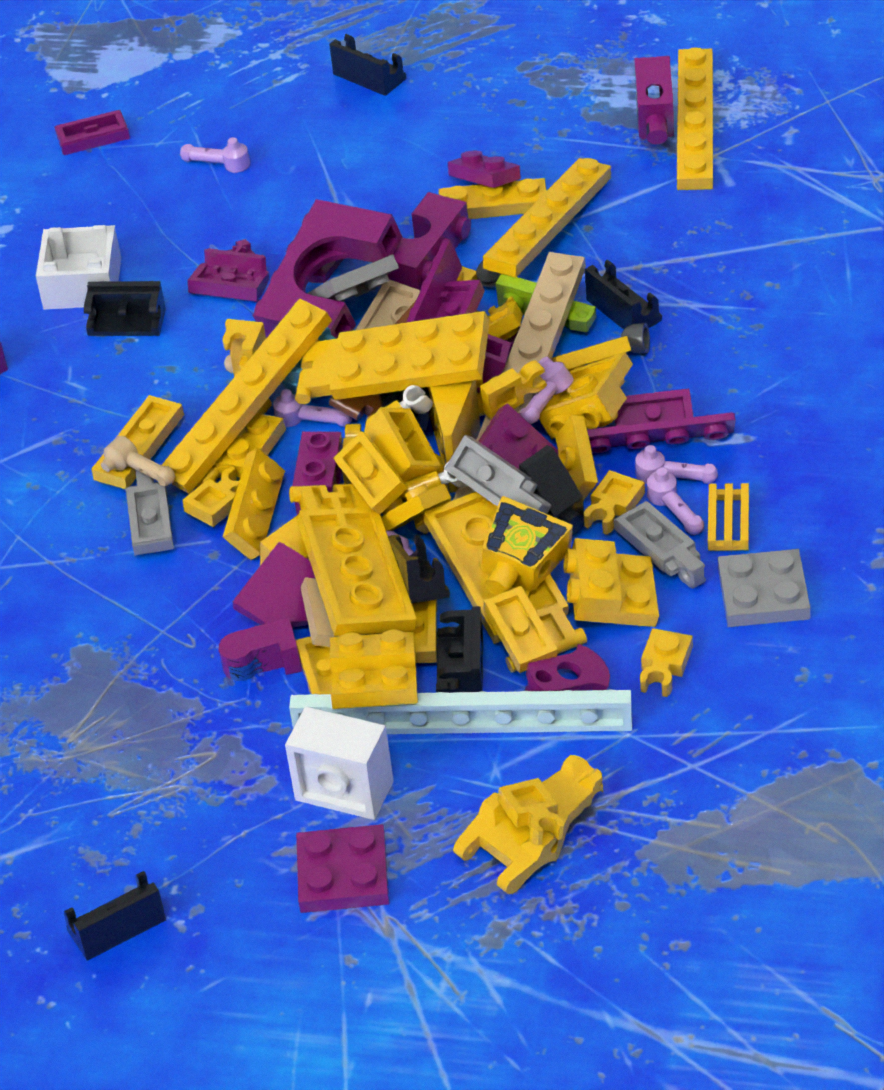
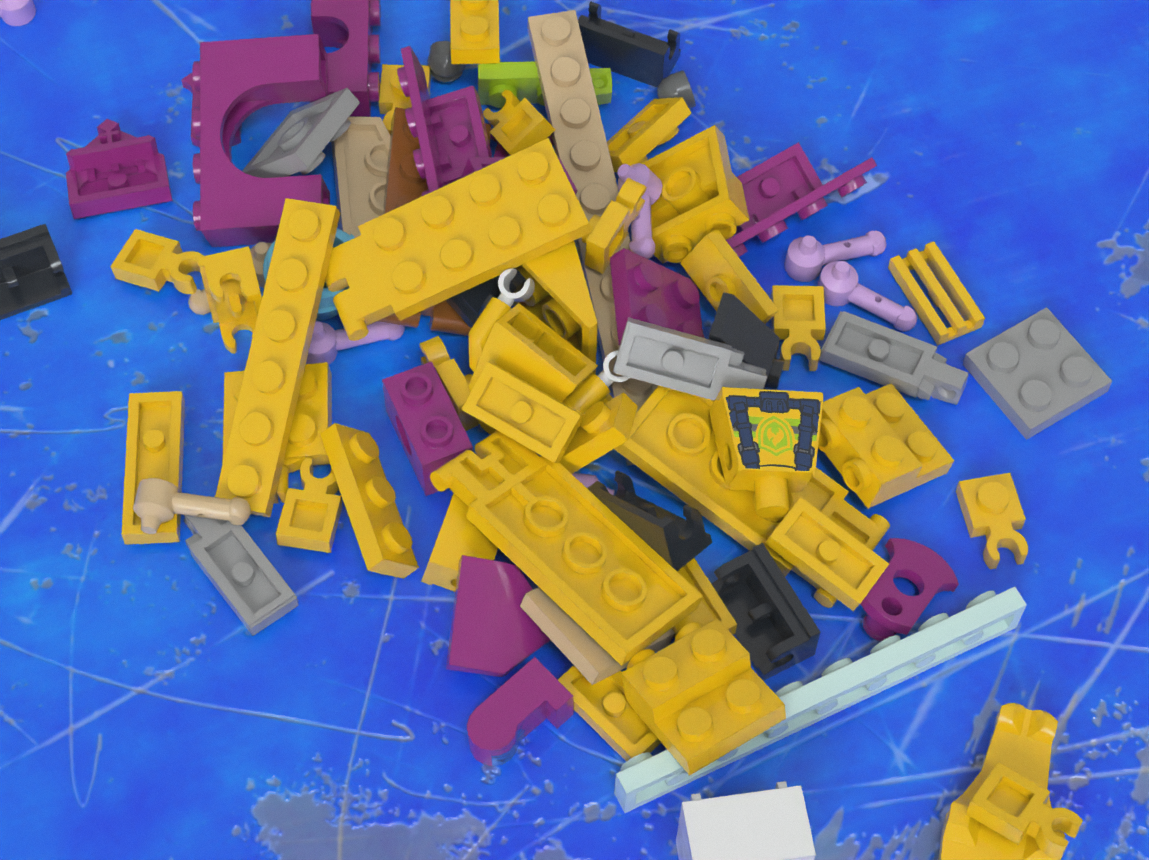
camera: 35 degrees left, 15 degrees up
(210, 327) = (153, 260): none -> yellow plate

